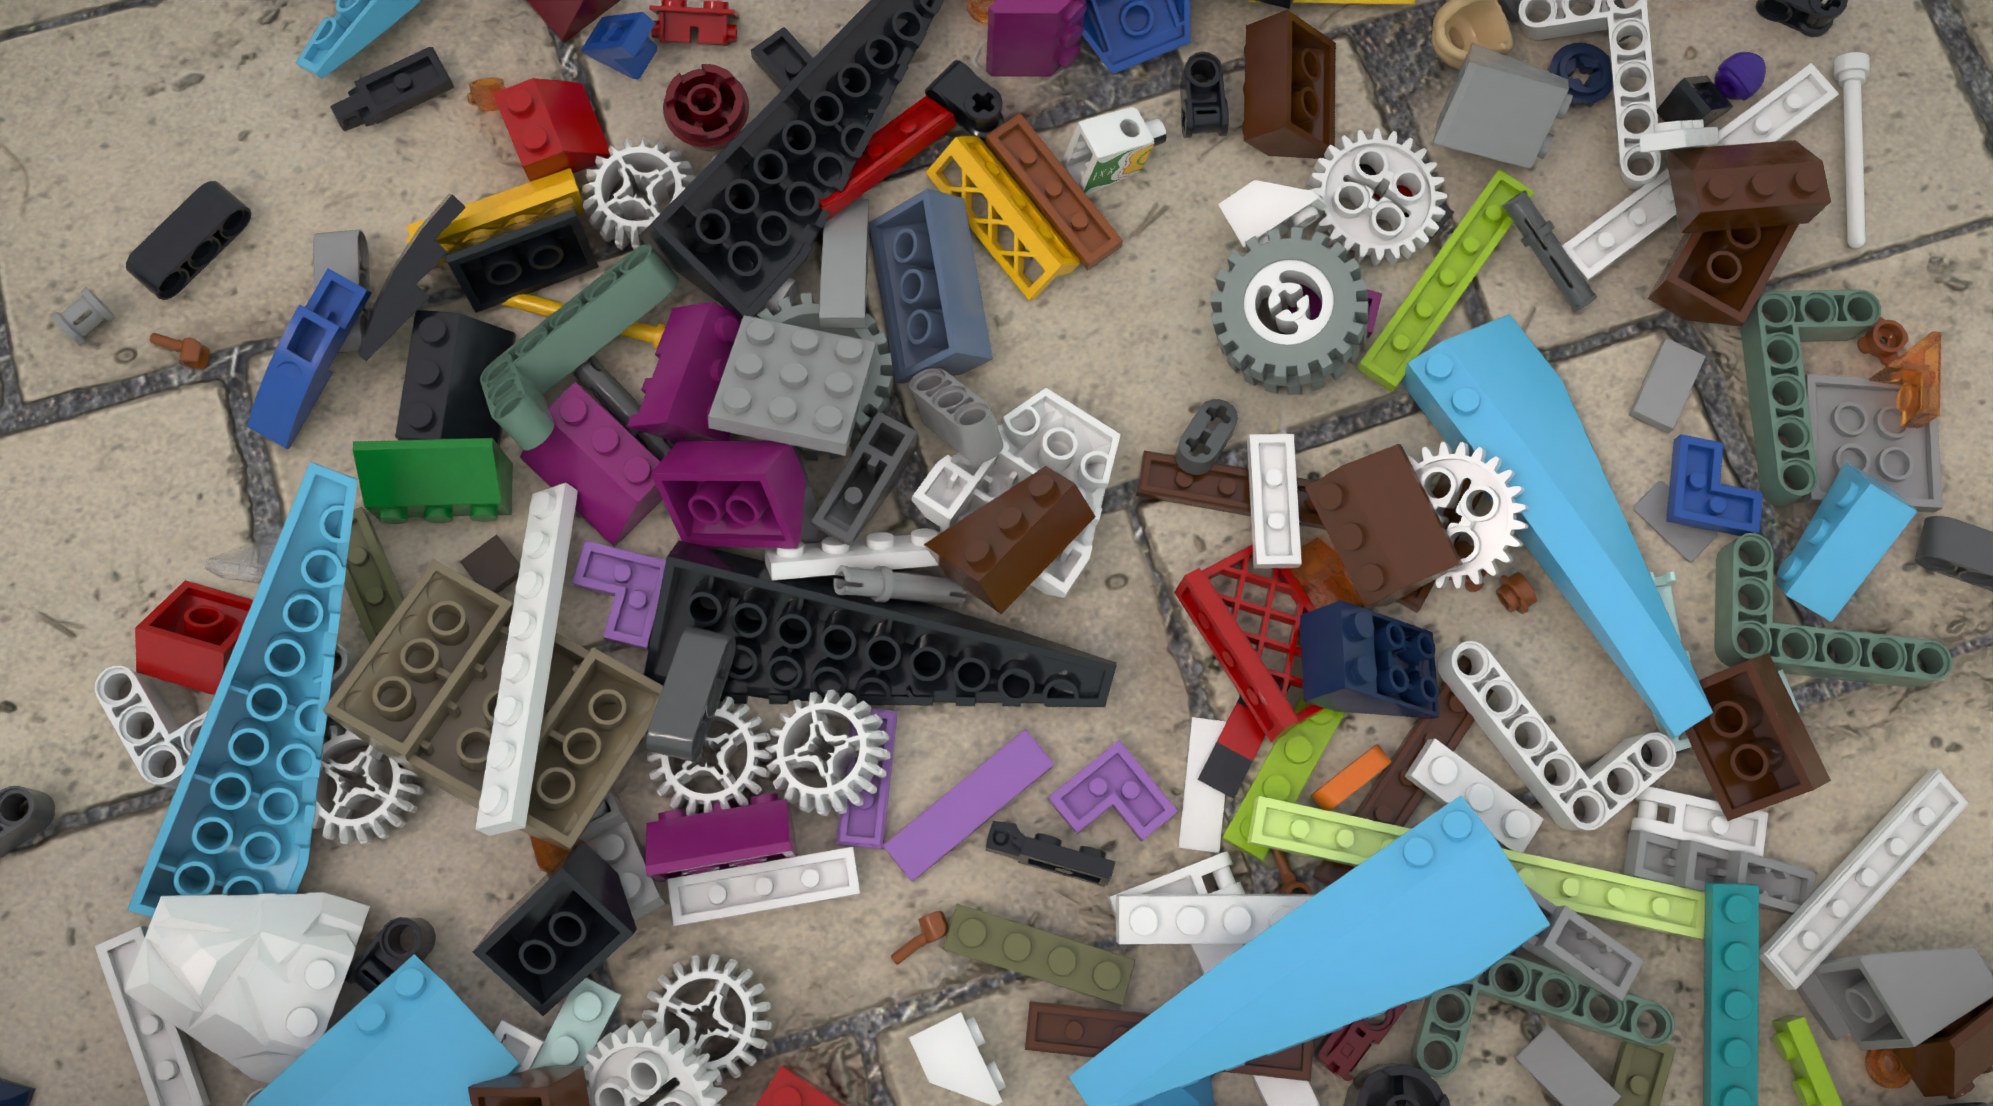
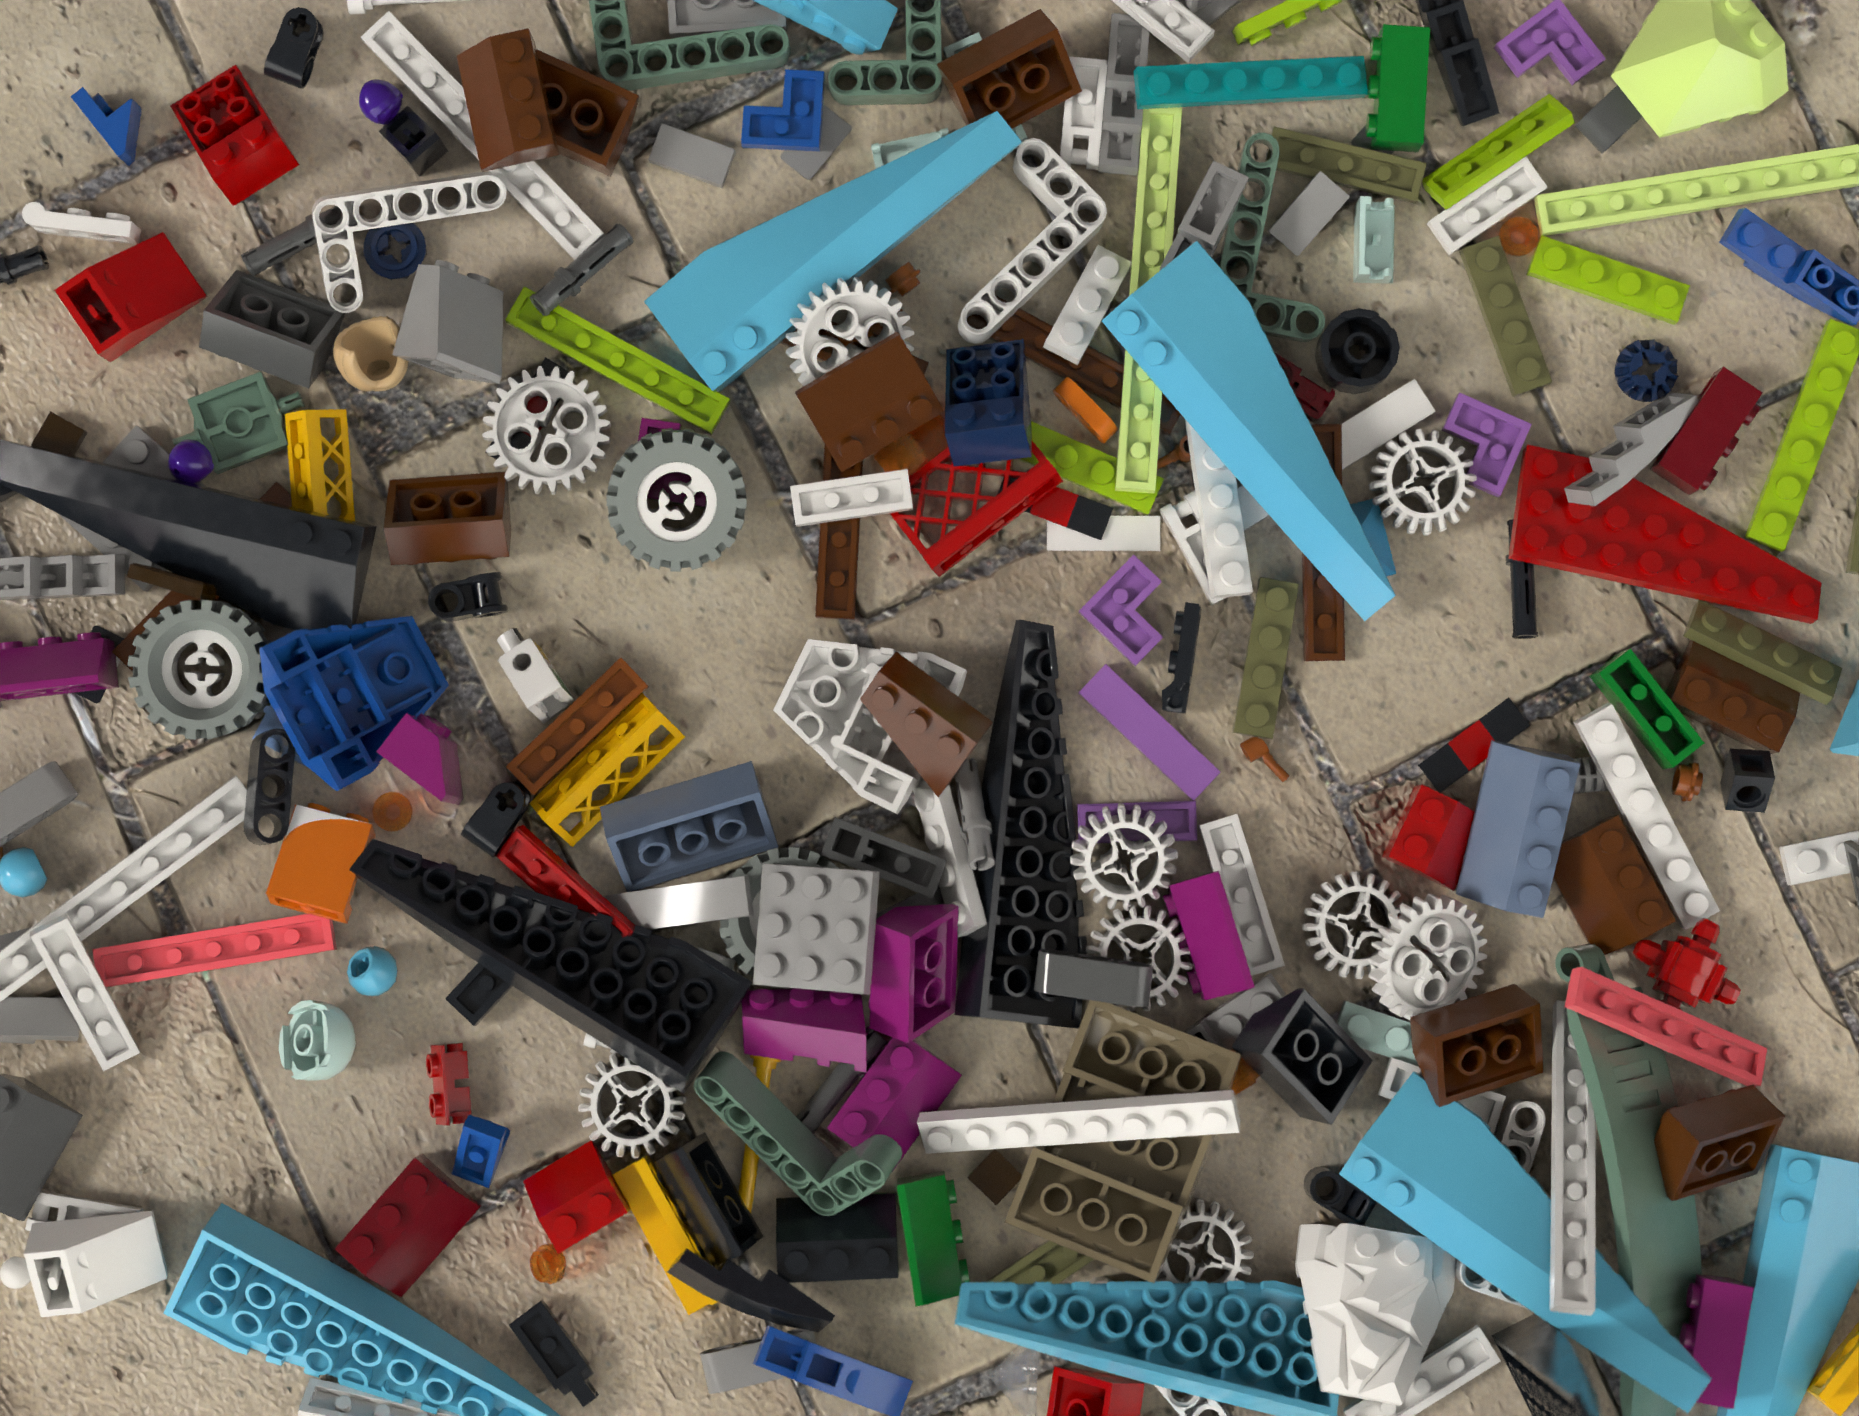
camera: 90 degrees left, 10 degrees up
(632, 581) = (994, 1047): medium lavender plate -> none
(706, 107) = (543, 1055): dark red cone -> none
(954, 1062) = (1363, 717): white slope -> none
(956, 414) = (814, 785): light grey beam -> none
(1198, 432) = (793, 571): dark grey beam -> none
(1268, 207) = (577, 529): white slope -> none
(1678, 135) = (471, 161): white plate -> none

